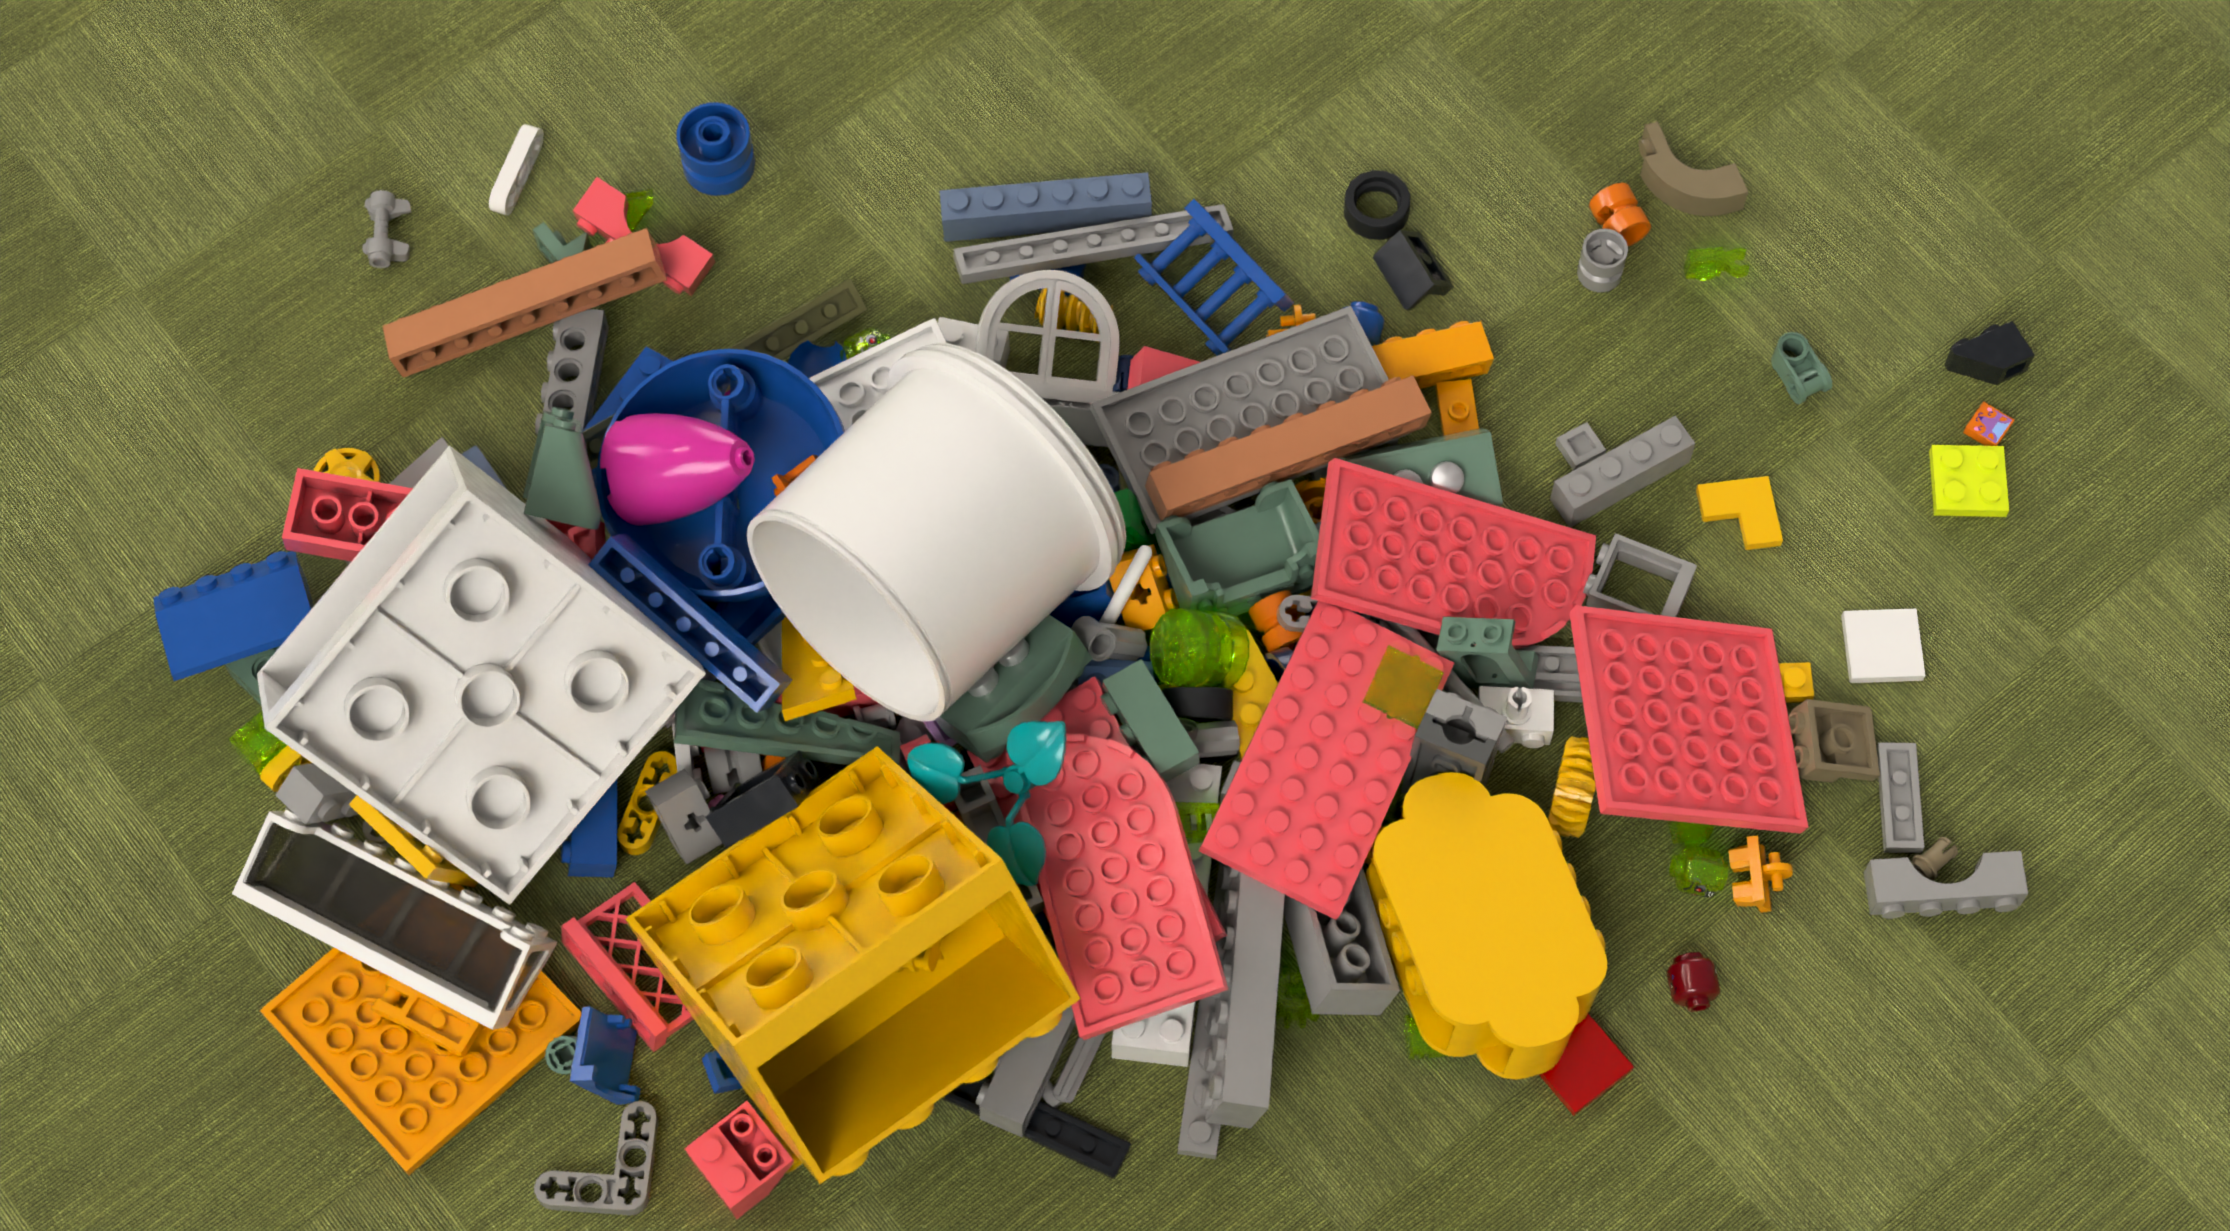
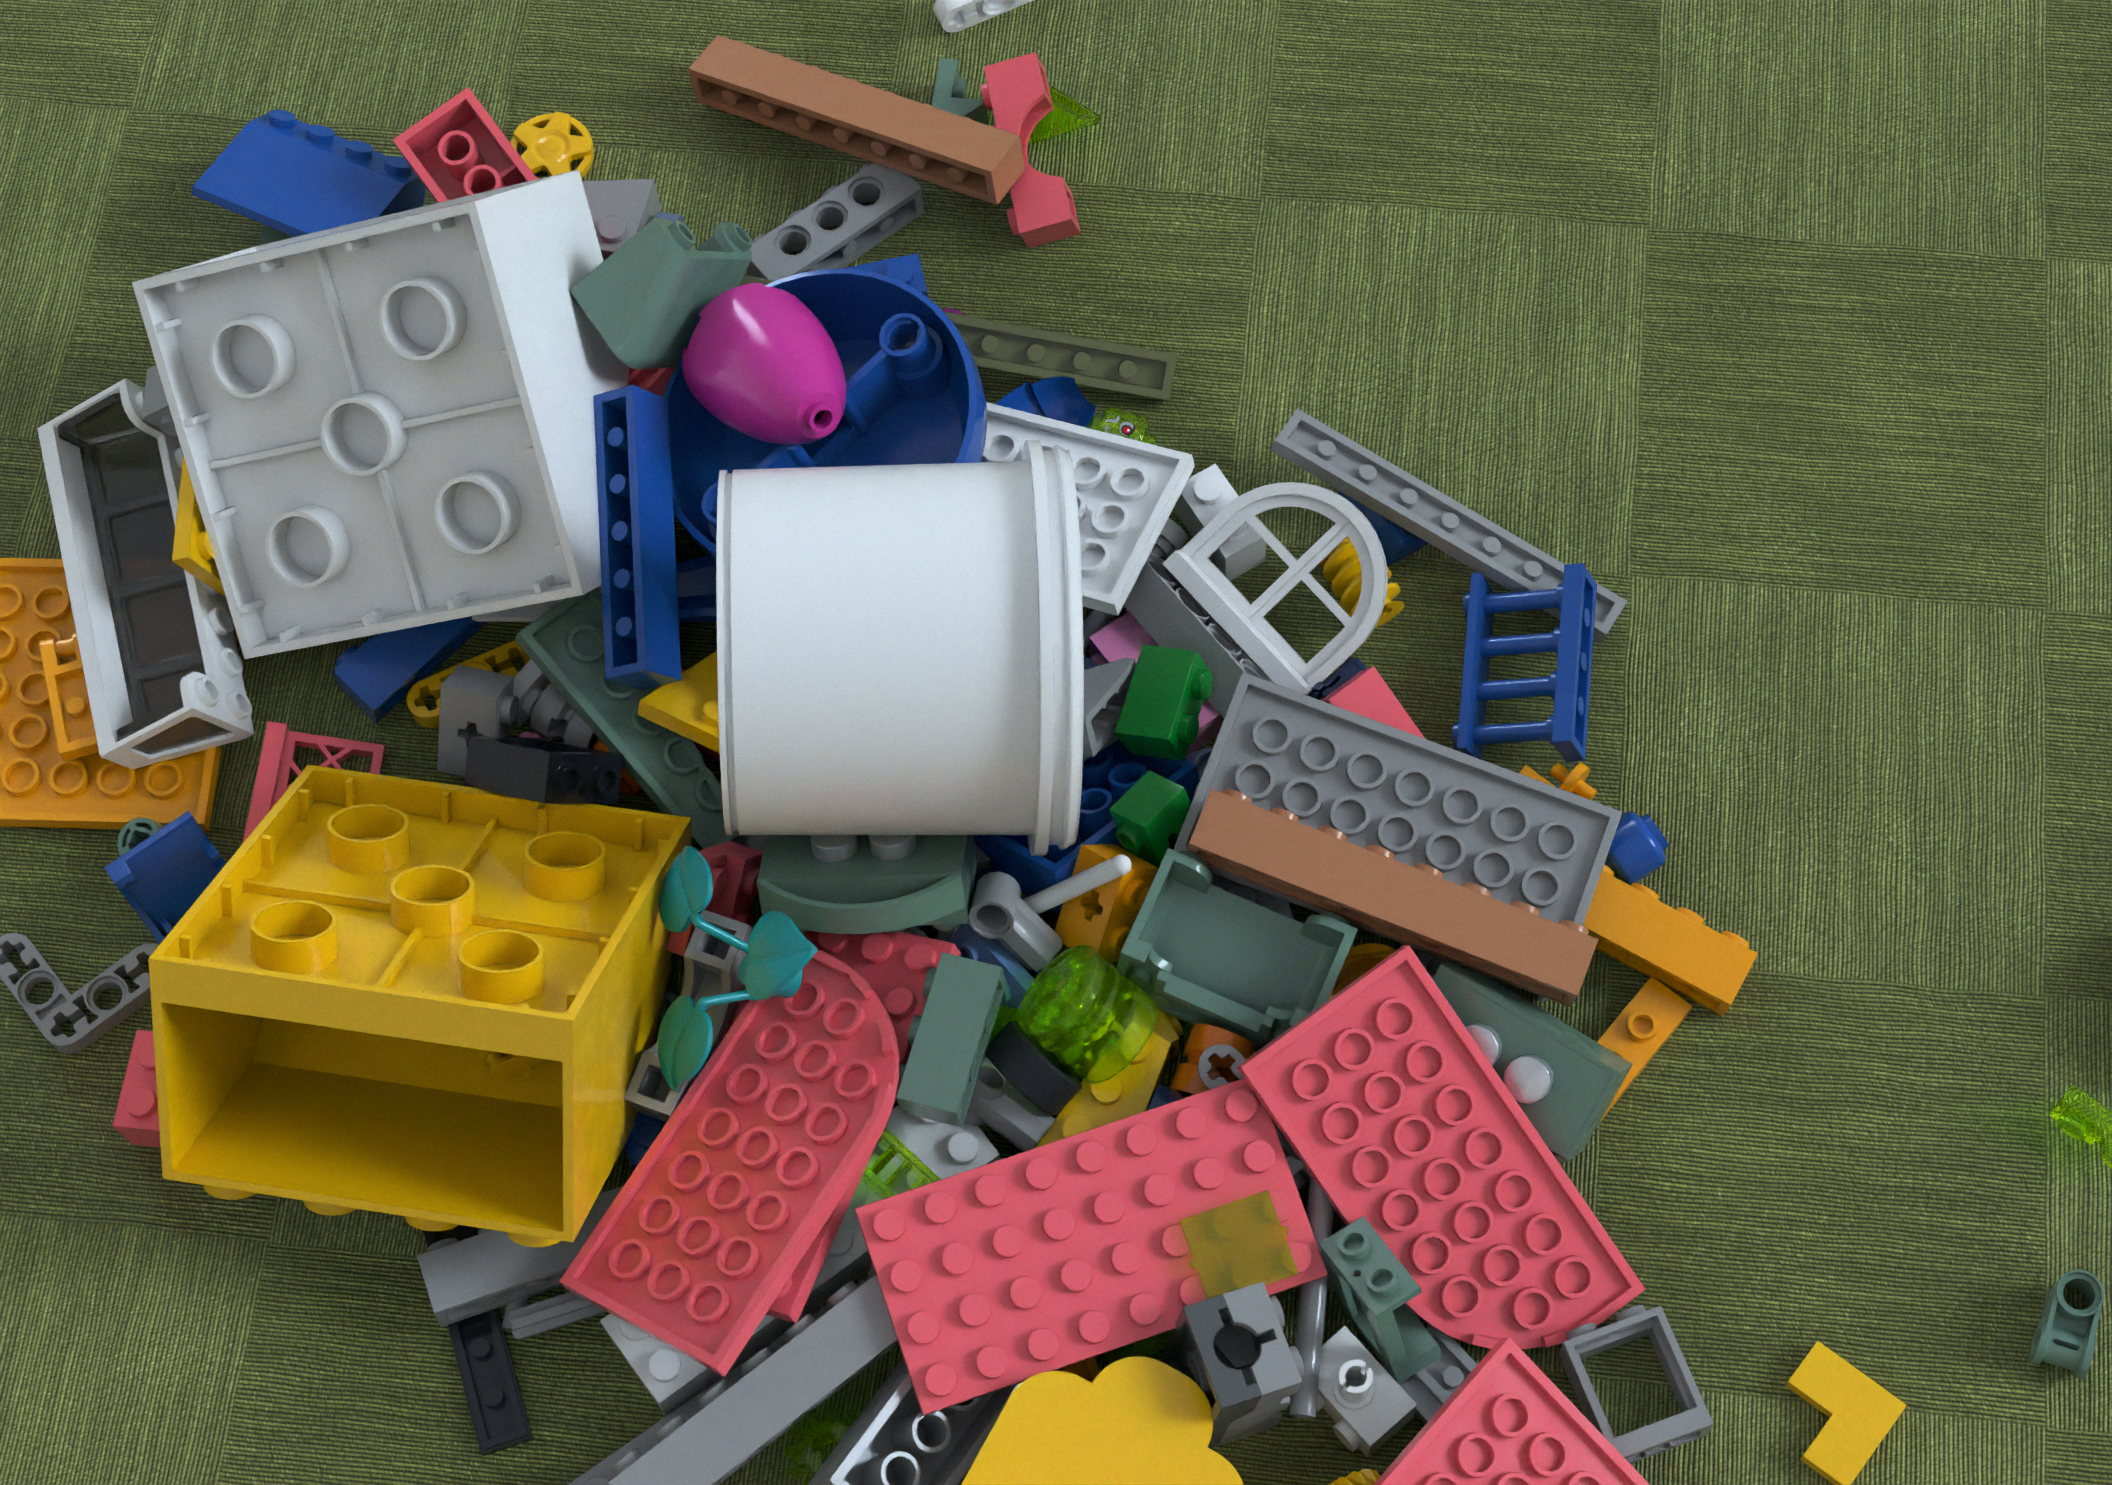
camera: 50 degrees right, 0 degrees up
(716, 148) = (1188, 124): blue wheel -> none
(1043, 206) = (1443, 448): sand blue brick -> none
(1380, 182) = (1800, 708): black tyre -> none
(1411, 269) = (1755, 837): black panel -> none
(1580, 446) = (1732, 1182): light grey plate -> none
(1602, 260) = (1966, 1010): light grey wheel -> none
(1618, 211) = (2039, 980): orange wheel -> none
(1622, 471) = (1748, 1250): light grey brick -> none

